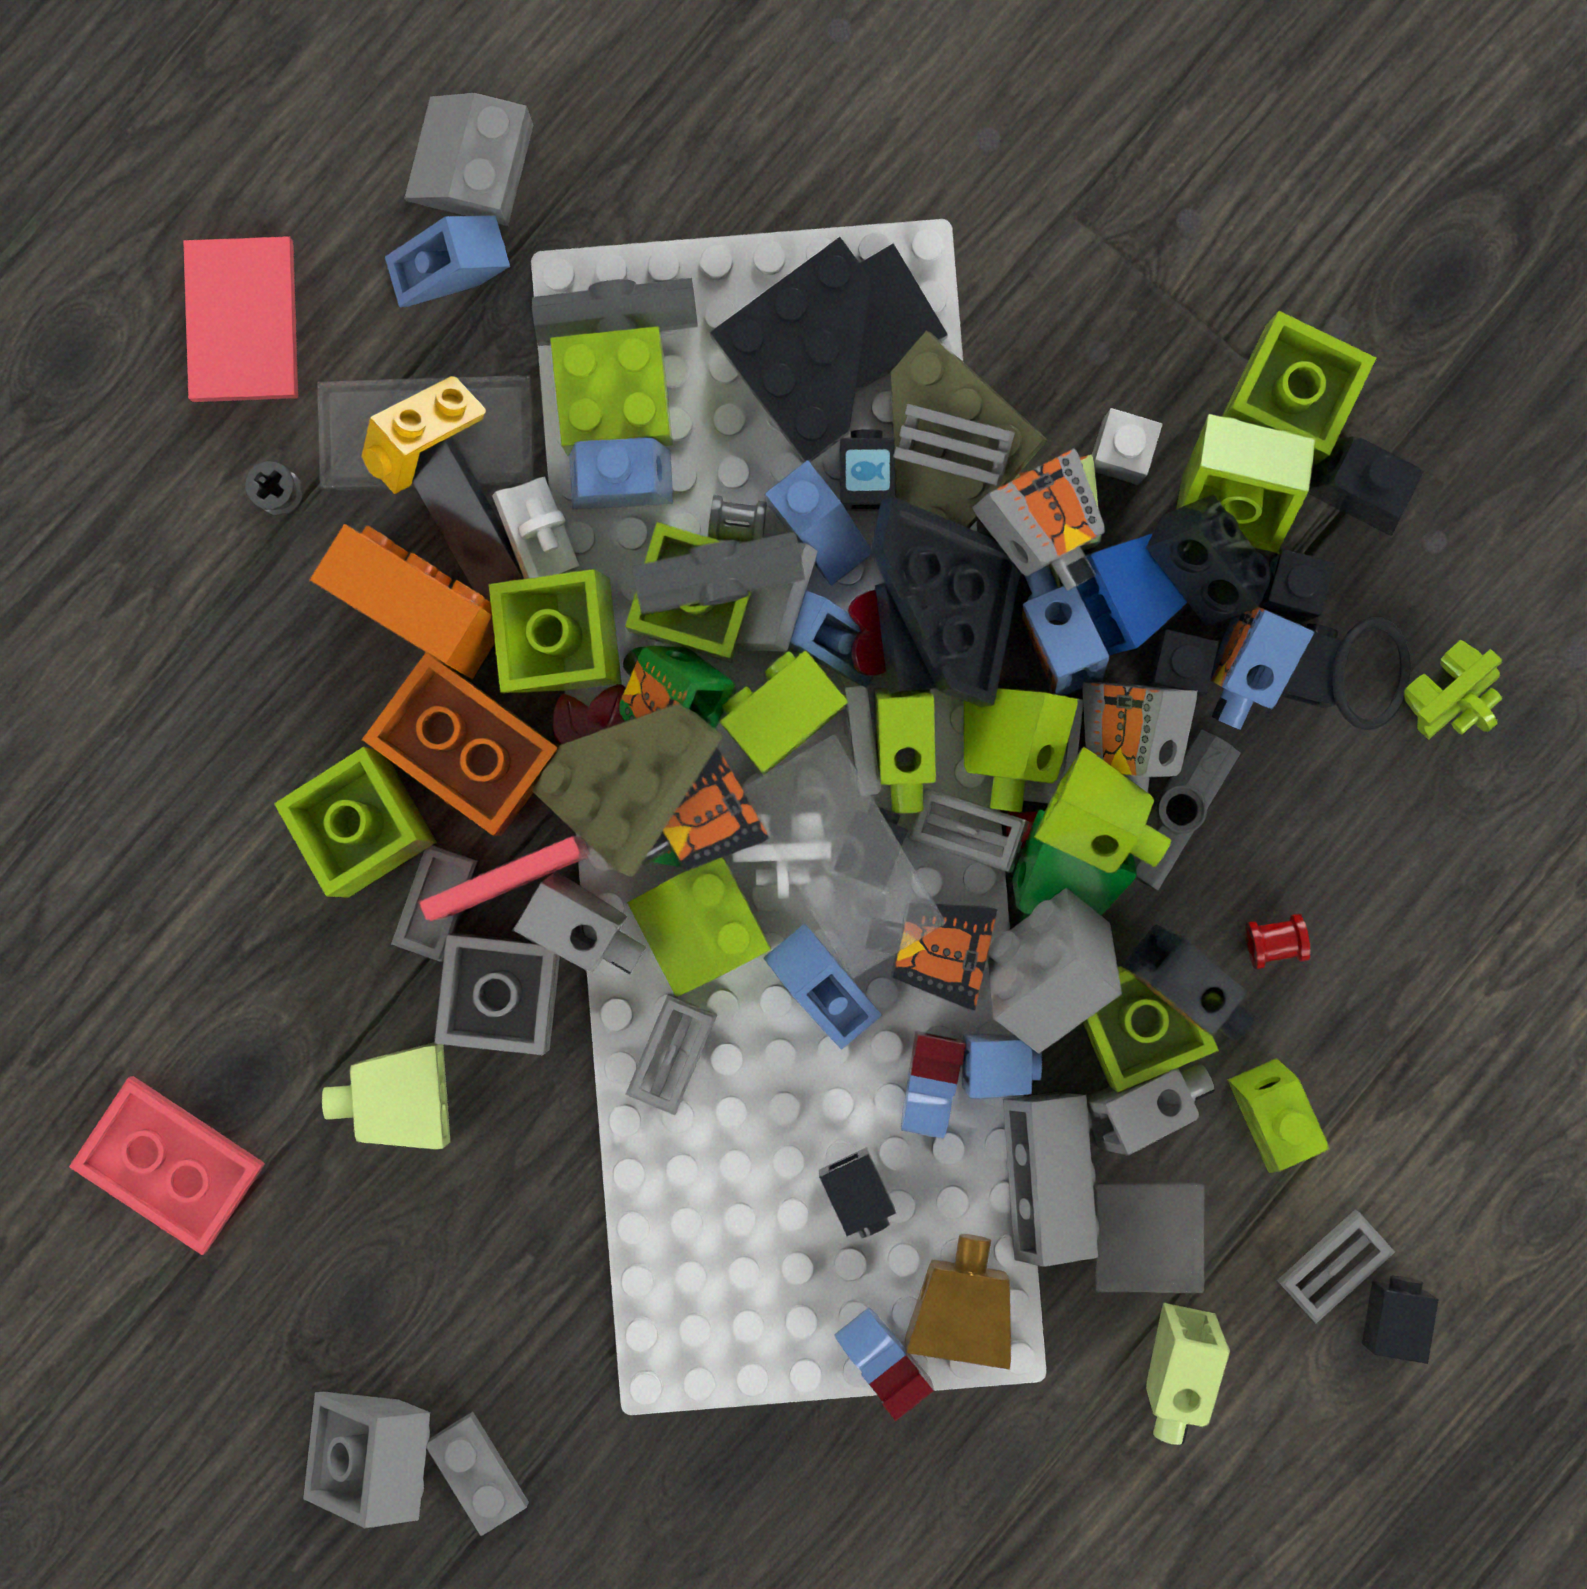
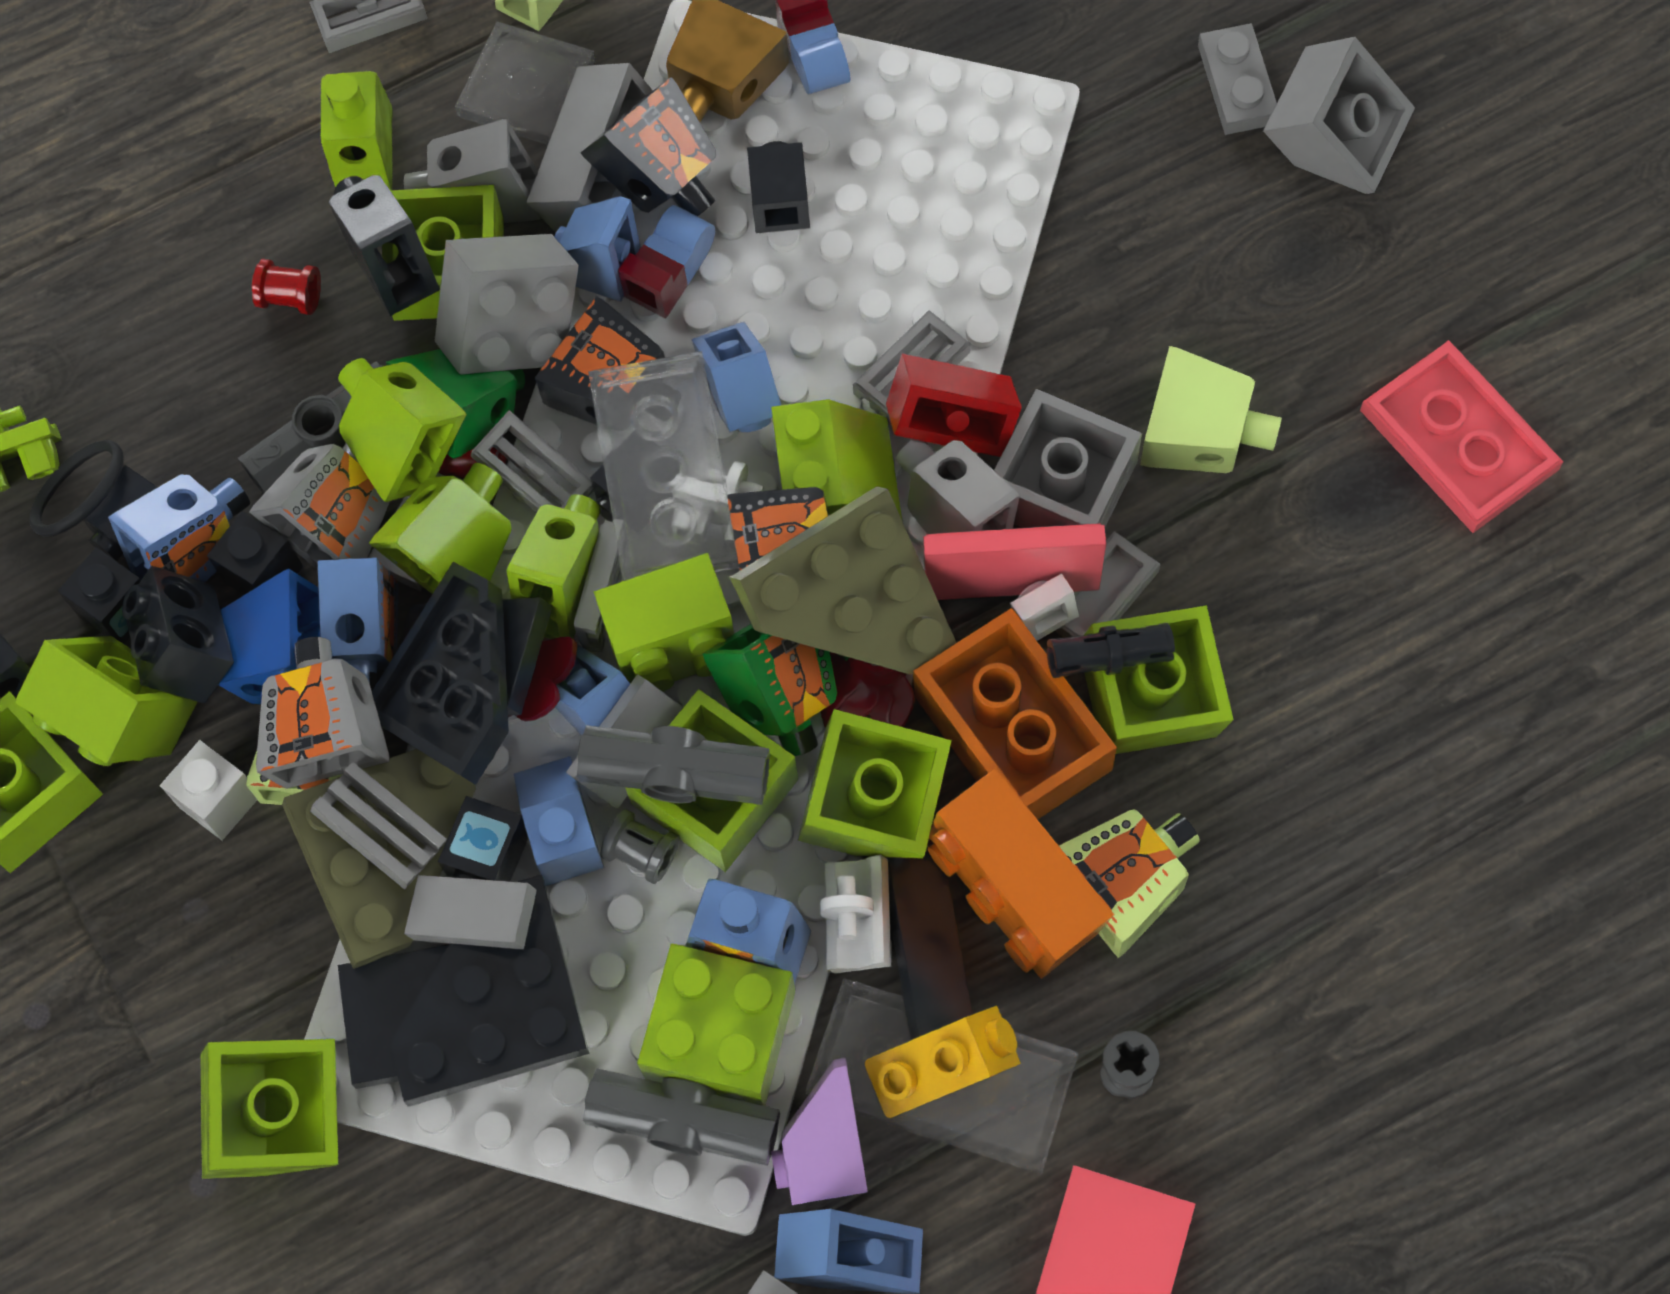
camera: 155 degrees left, 20 degrees down
(328, 649) = (1133, 870): none -> torso
(389, 815) = (1110, 650): none -> black pin
(473, 856) = (1046, 606): none -> white plate
(496, 333) = (822, 1143): none -> lavender slope
(612, 1014) = (951, 403): none -> red brick
(847, 402) = (470, 911): none -> light grey tile
(954, 200) = (268, 1107): none -> lime slope
(981, 1182) = (656, 152): none -> torso

